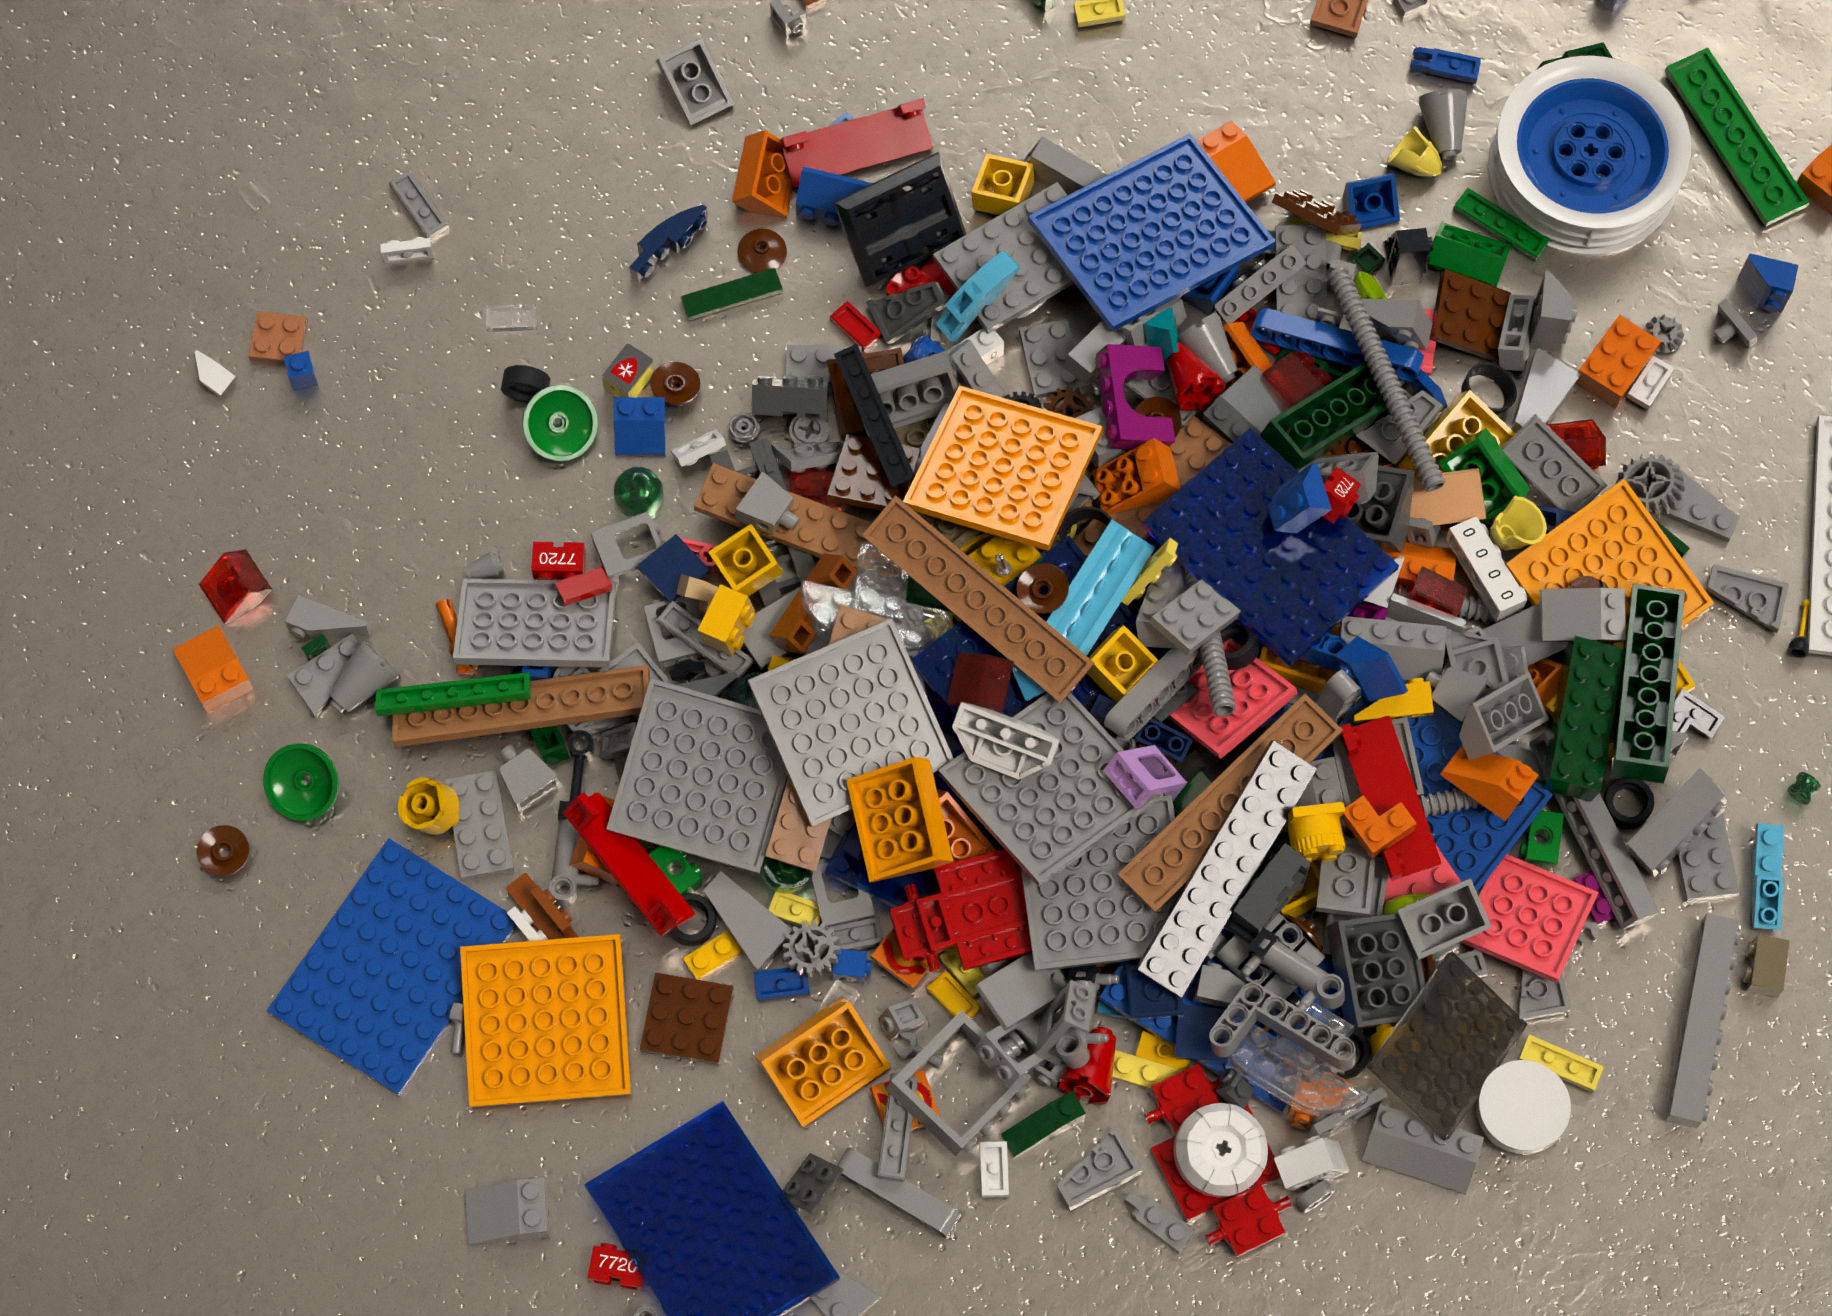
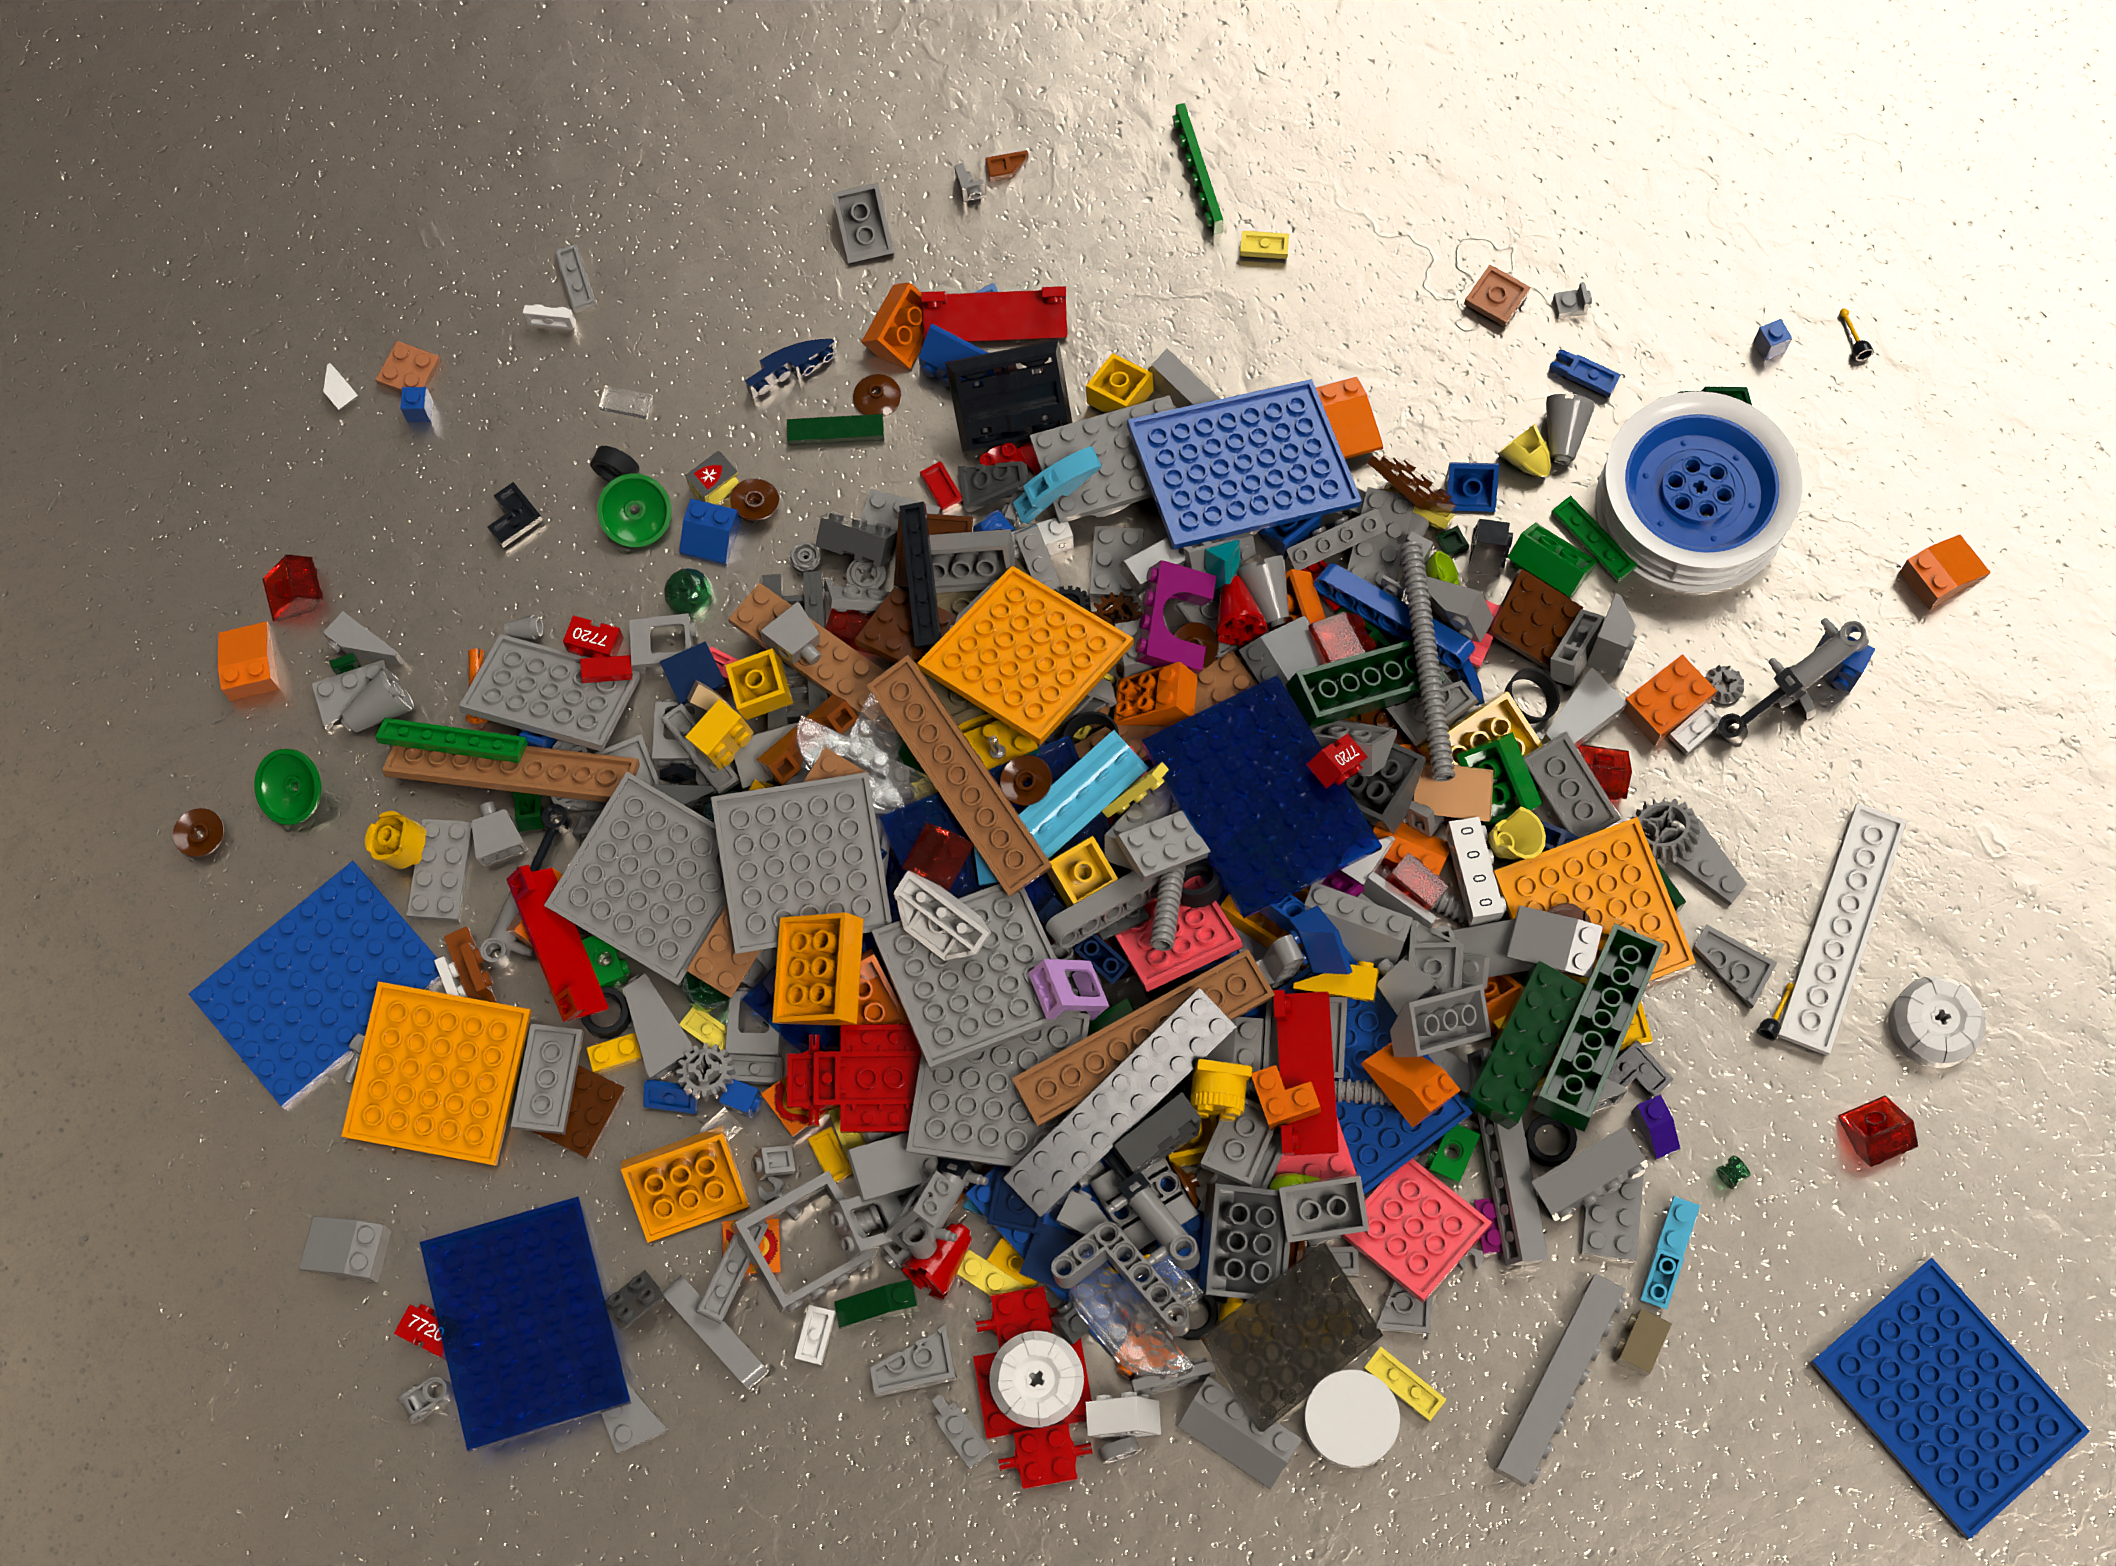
camera: 20 degrees right, 0 degrees up
(442, 457) = (519, 515): none -> black plate
(658, 996) = (547, 1079): none -> light grey plate
(704, 445) = (766, 564): white plate -> none
(1299, 501) = (1297, 759): blue slope -> none
(1722, 764) = (1657, 1126): none -> dark purple slope
(1732, 314) = (1796, 680): none -> light grey piece
(1736, 137) = (1854, 510): green plate -> none

